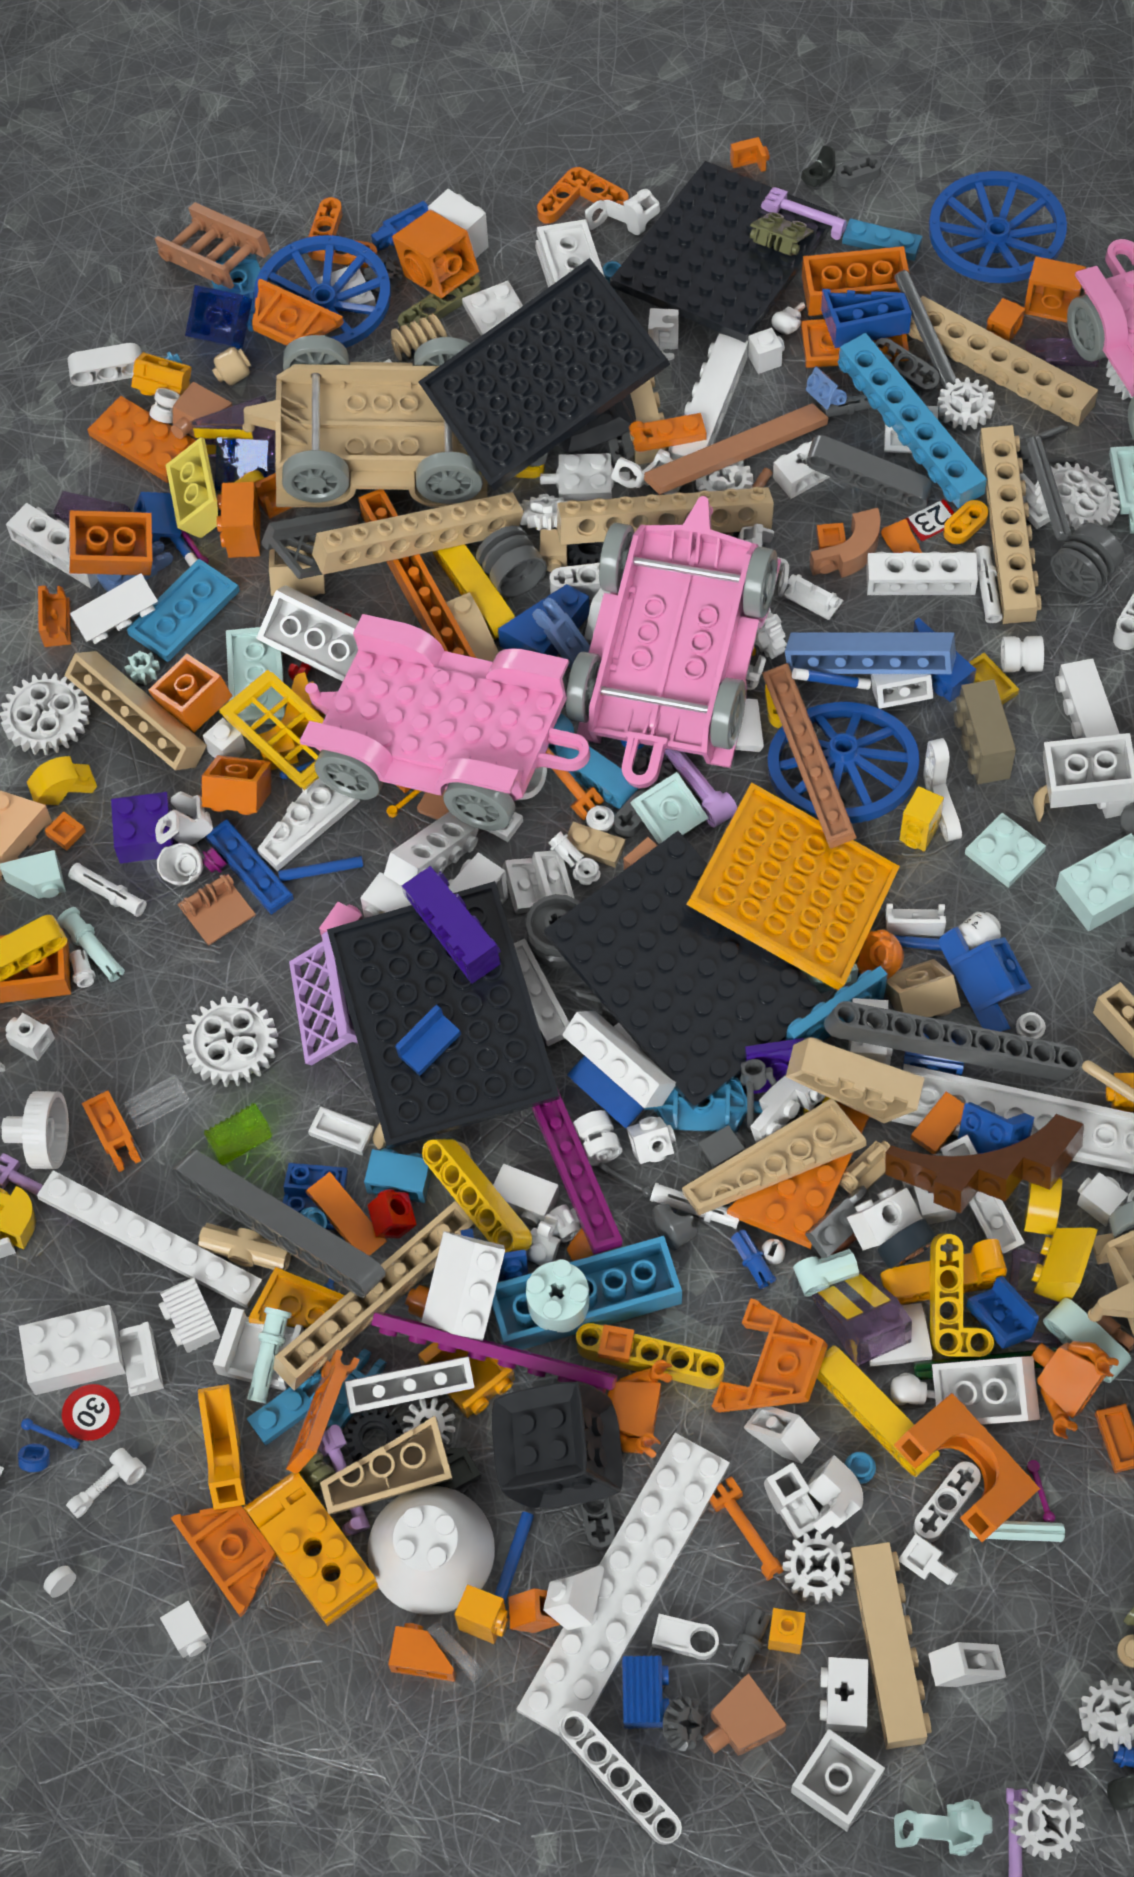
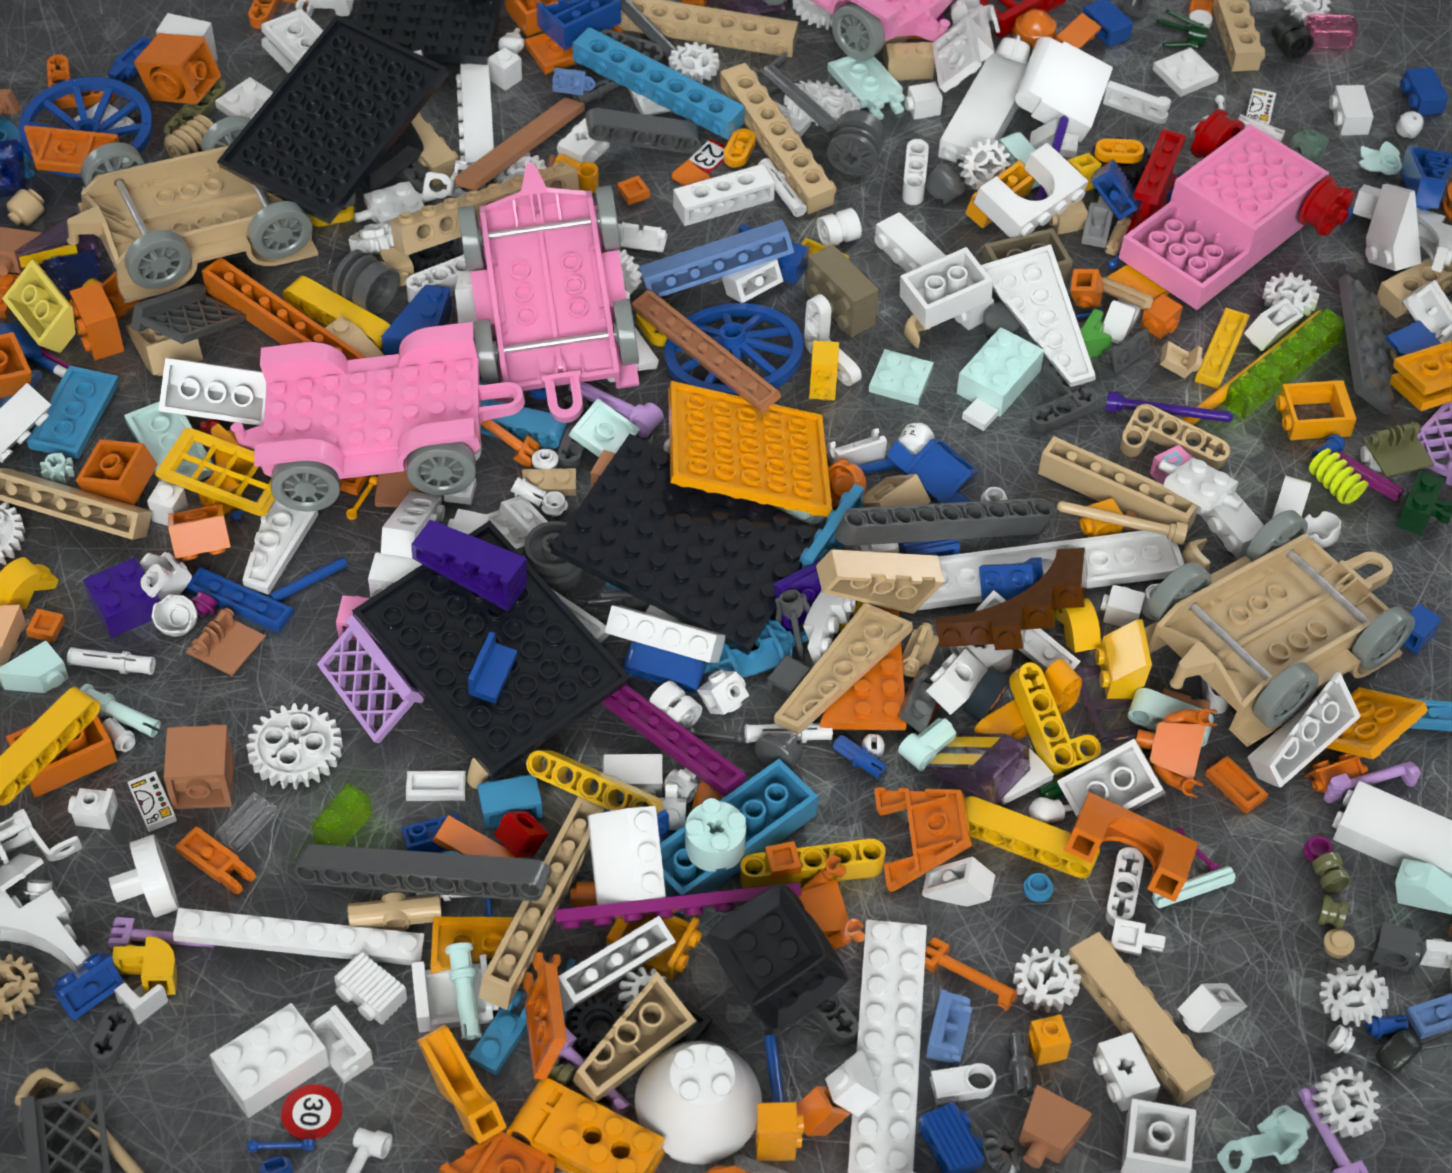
camera: 30 degrees left, 10 degrees down
(83, 1047) = (152, 801): none -> white tile
(133, 1032) = (199, 766): none -> nougat brick
(414, 533) = (269, 280): tan brick -> none
(561, 631) = (434, 311): medium blue hinge -> none
(667, 432) = (455, 146): orange plate -> none
(699, 1577) = (949, 1028): none -> medium blue hinge
(783, 499) = (586, 172): none -> light orange piece
(790, 1498) = (993, 932): white brick -> none
(830, 678) = (691, 291): blue bar -> none
(837, 1491) = (1031, 911): white brick -> none
(853, 553) = (659, 195): nougat arch -> none
(939, 1123) = (962, 592): orange tile -> none
(1004, 1313) = (1096, 717): blue bracket -> none
(1066, 922) = (980, 414): none -> white tile

